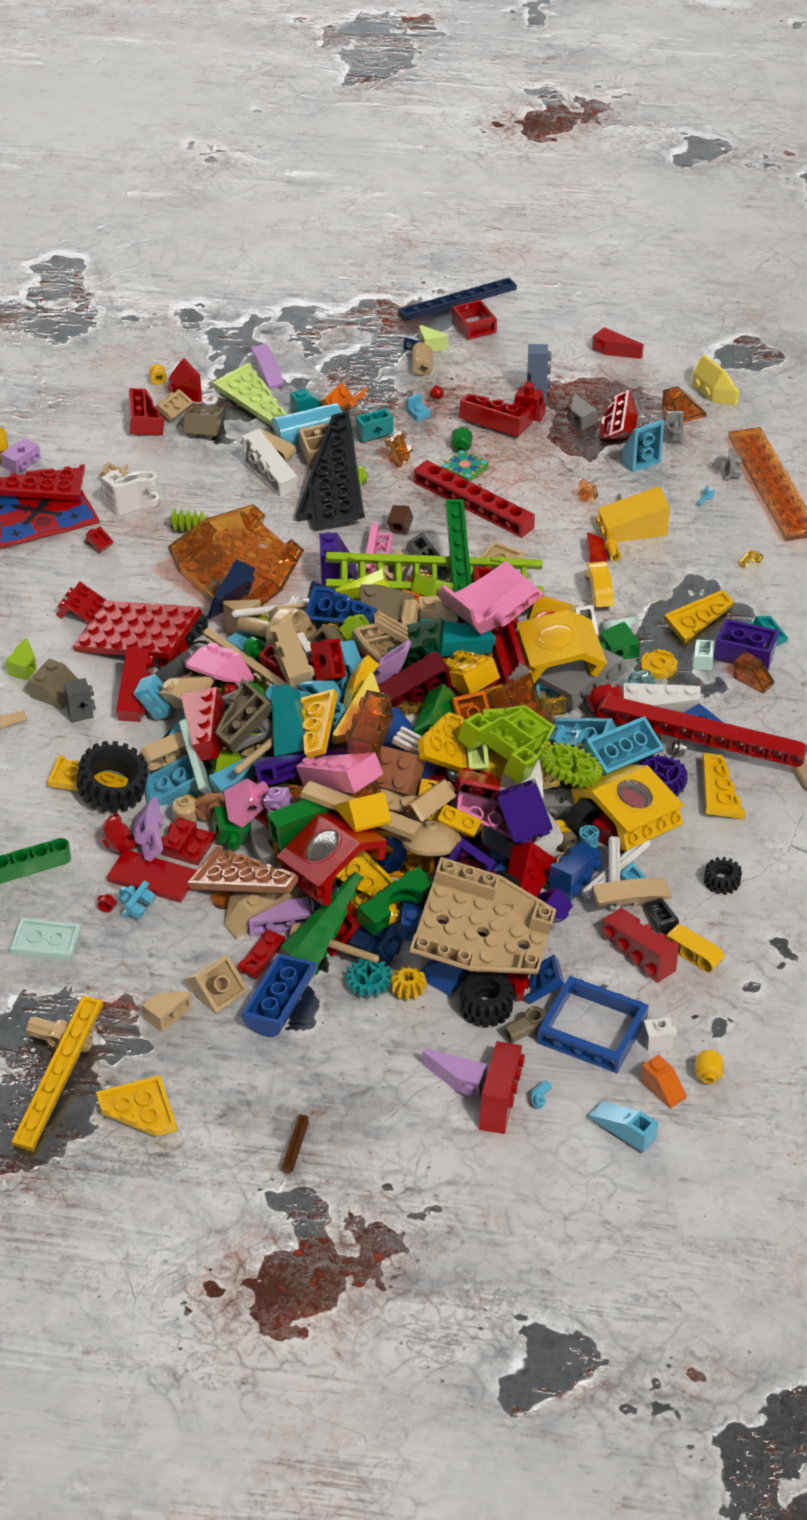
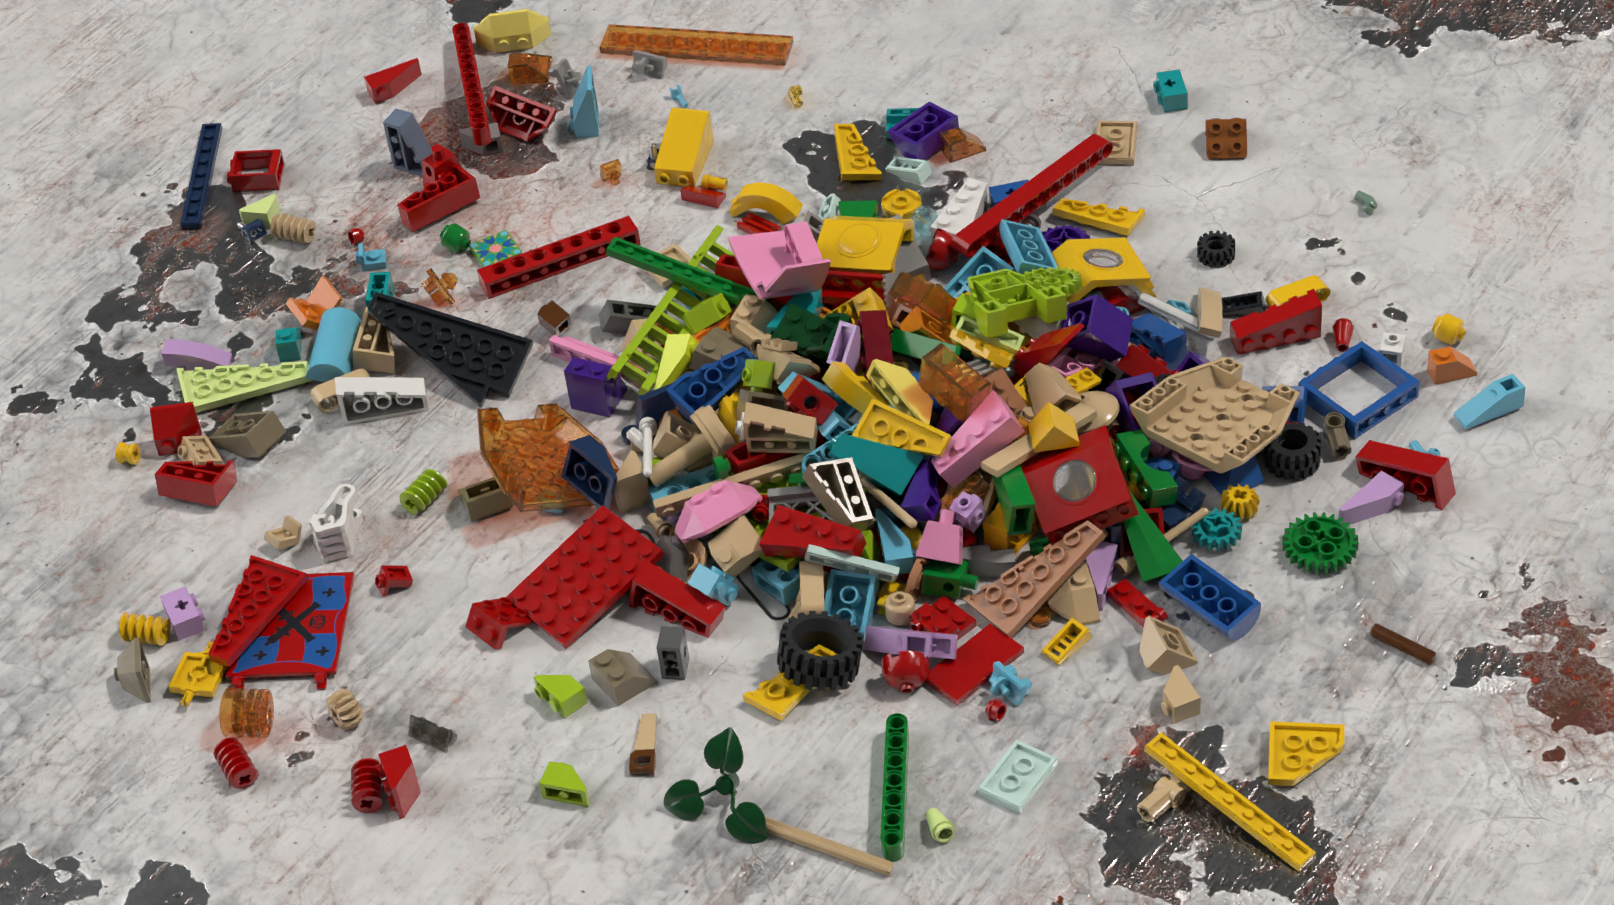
camera: 60 degrees left, 0 degrees up
(210, 929) = (1068, 629): none -> yellow slope
(369, 1051) = (1320, 543): none -> green gear
(580, 584) = (761, 225): none -> red tile
(631, 379) = (471, 84): none -> red beam
(662, 993) = (1342, 333): none -> red cone

